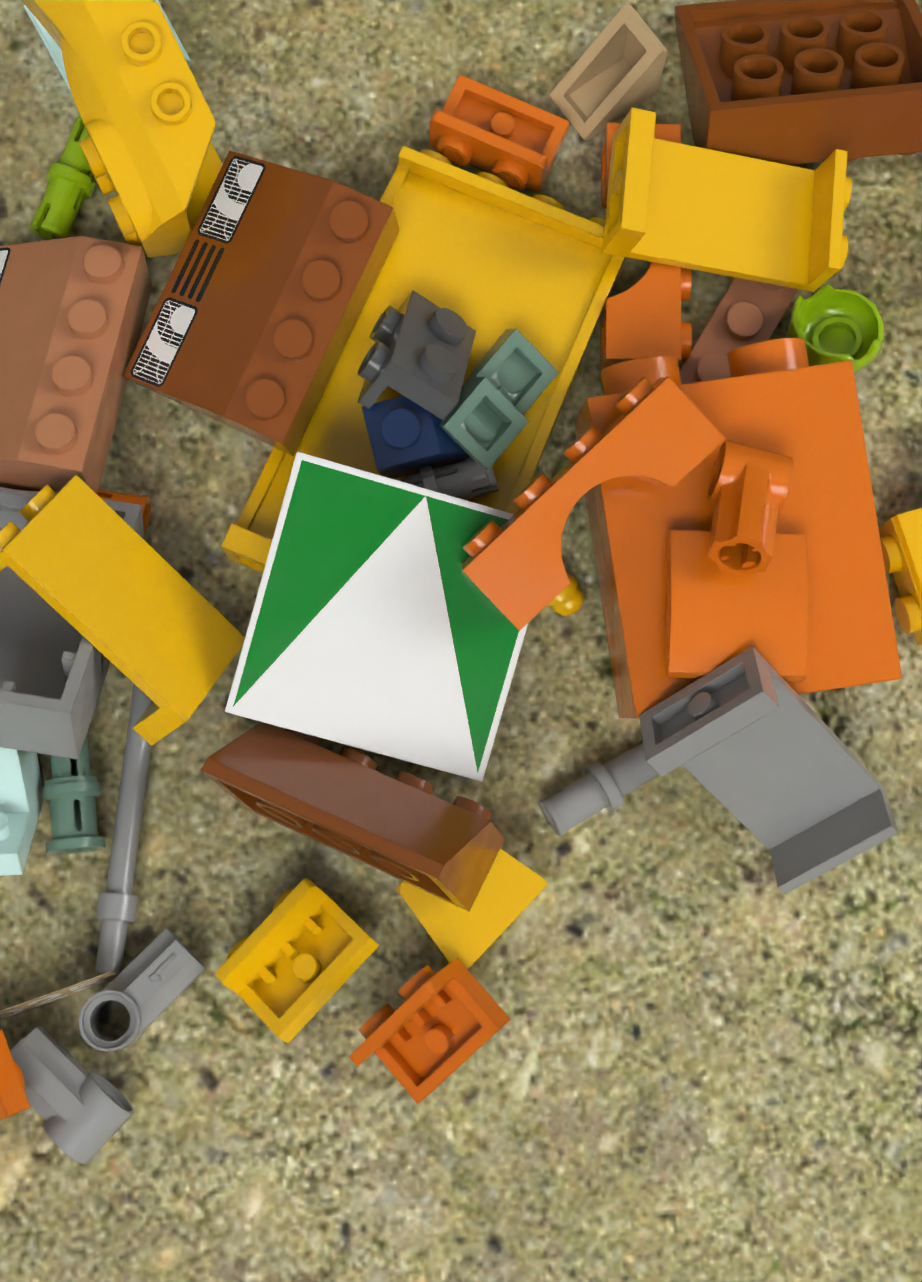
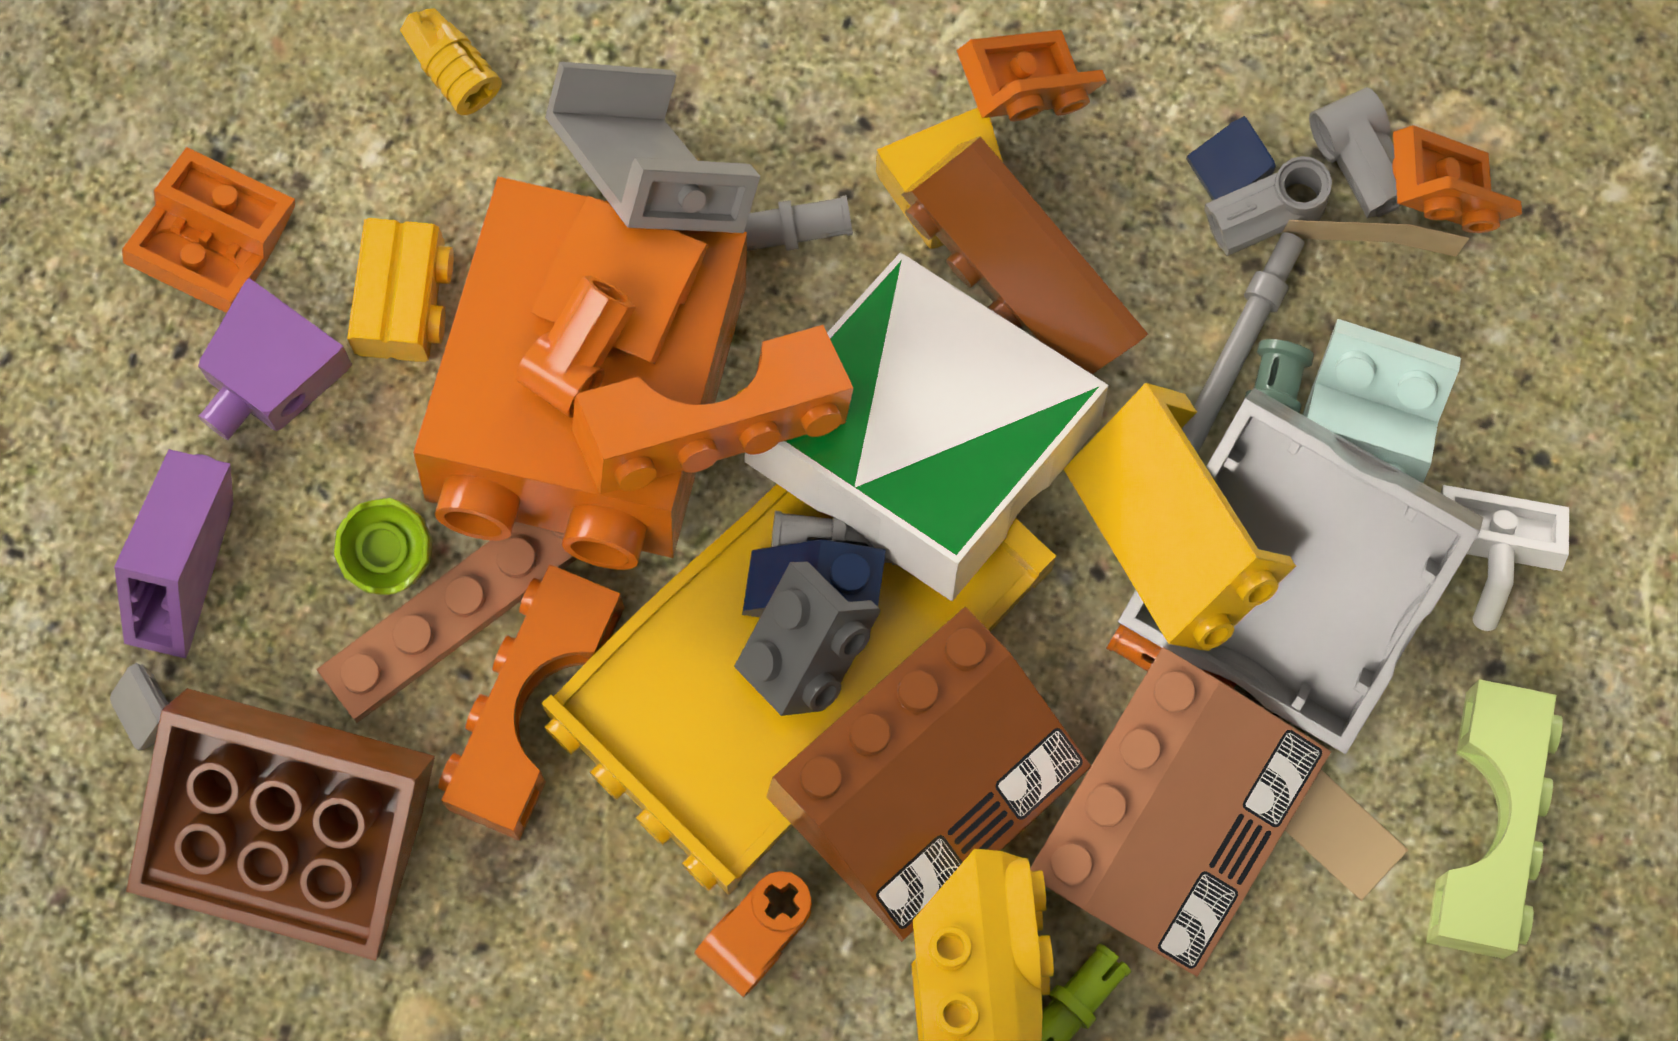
camera: 155 degrees left, 5 degrees down
(196, 1029) = (1231, 159): none -> dark blue slope
(296, 959) = (1120, 181): yellow bracket -> none
(365, 135) = (749, 940): none -> orange piece
(498, 134) = (621, 880): orange bracket -> none
(498, 397) = (740, 590): sand green slope -> none
(612, 75) = (485, 894): tan slope -> none
(724, 209) = (439, 691): yellow panel -> none

